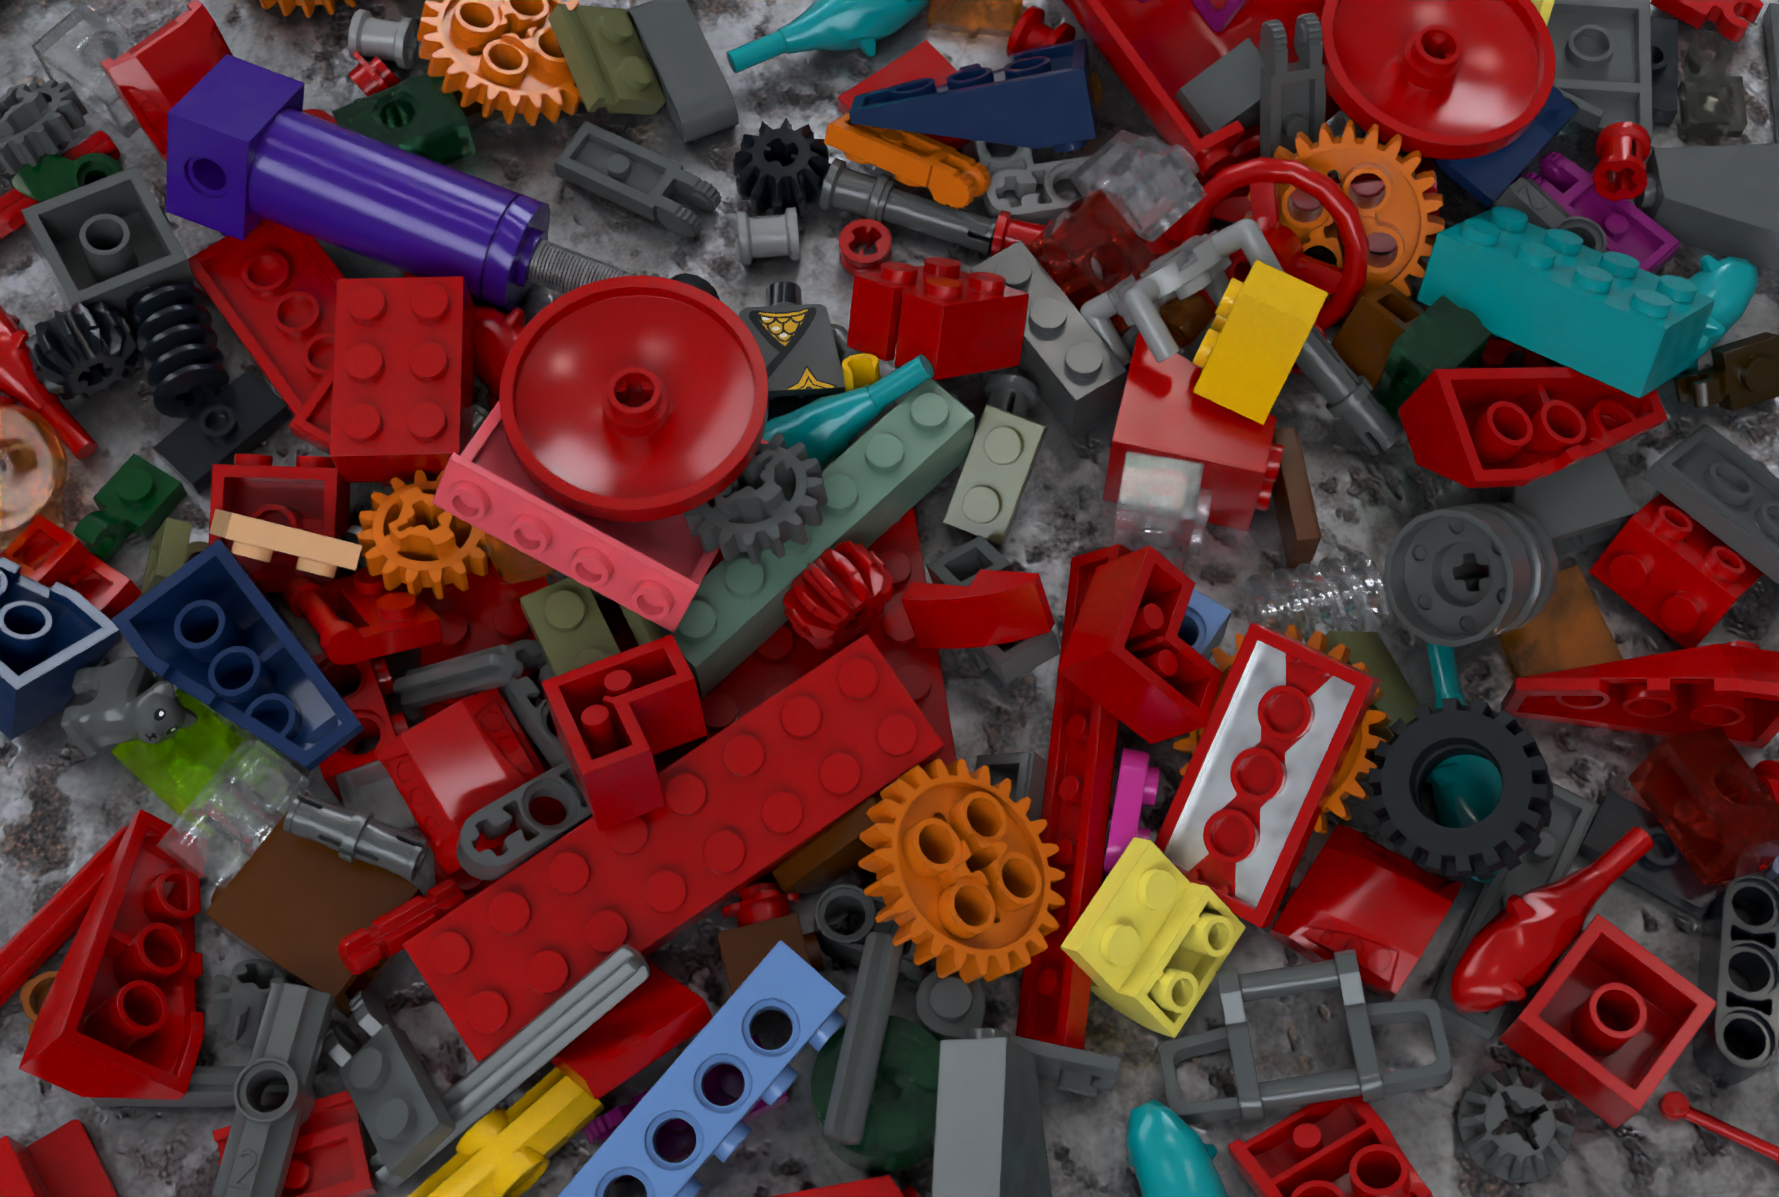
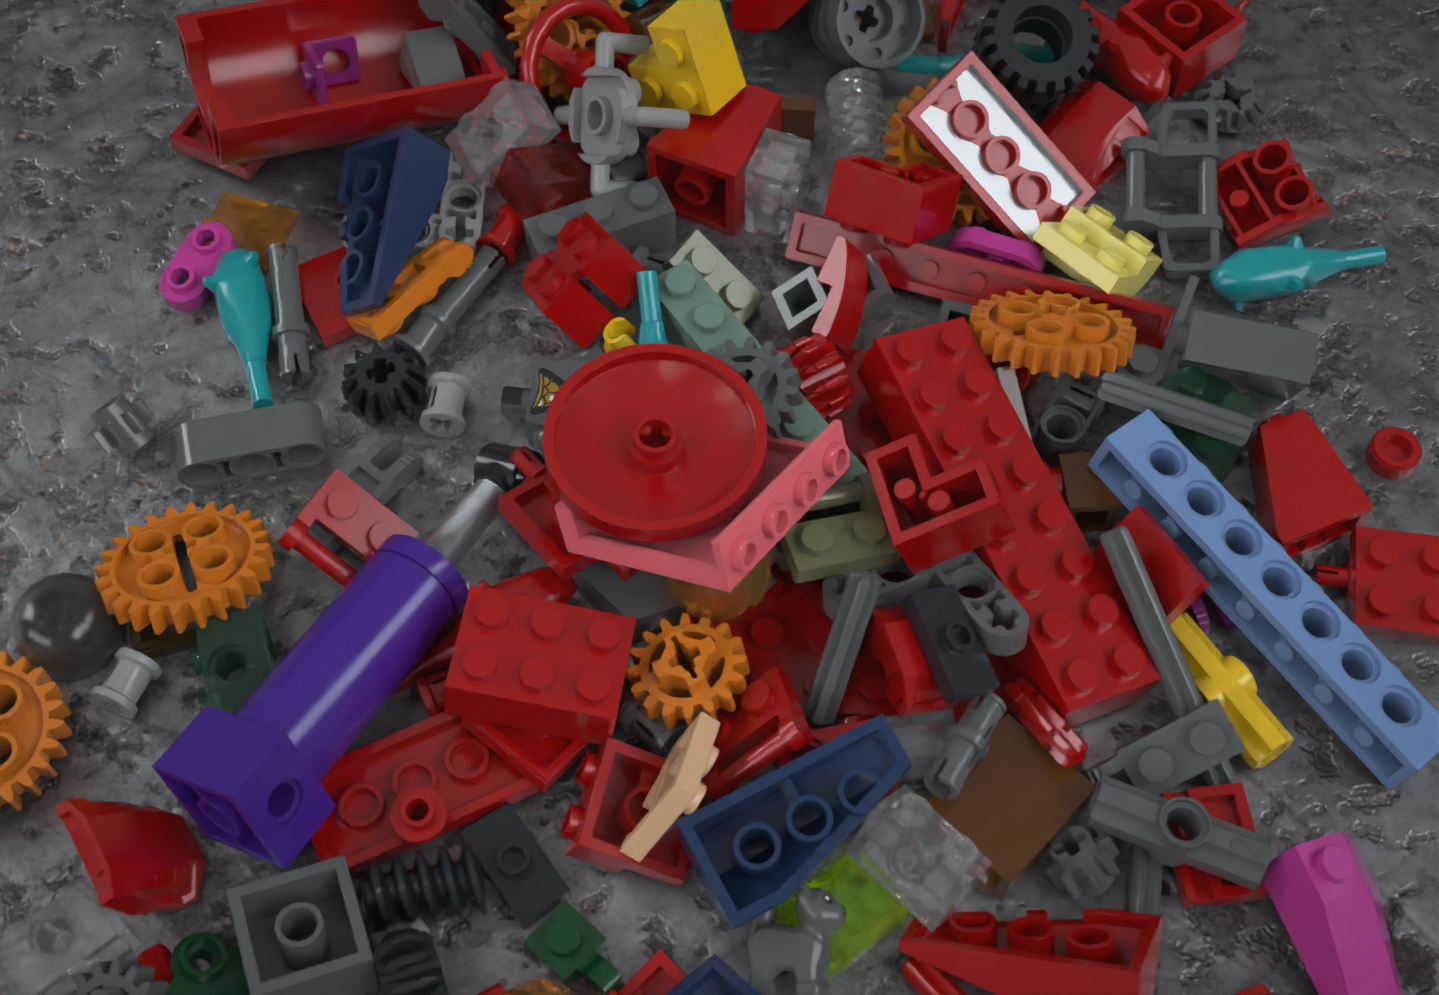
camera: 80 degrees left, 5 degrees down
(169, 552) = (648, 912): olive tile -> none
(254, 330) = (423, 830): none -> red plate
(372, 76) = (172, 693): red plate -> none
(456, 784) = (950, 643): none -> black plate
(588, 179) = (350, 518): none -> red plate
(606, 59) = (227, 494): olive plate -> none
(859, 54) = (290, 330): none -> dark grey pin
(869, 232) = (485, 336): red bush -> none
(1032, 32) = (319, 192): red wheel -> none

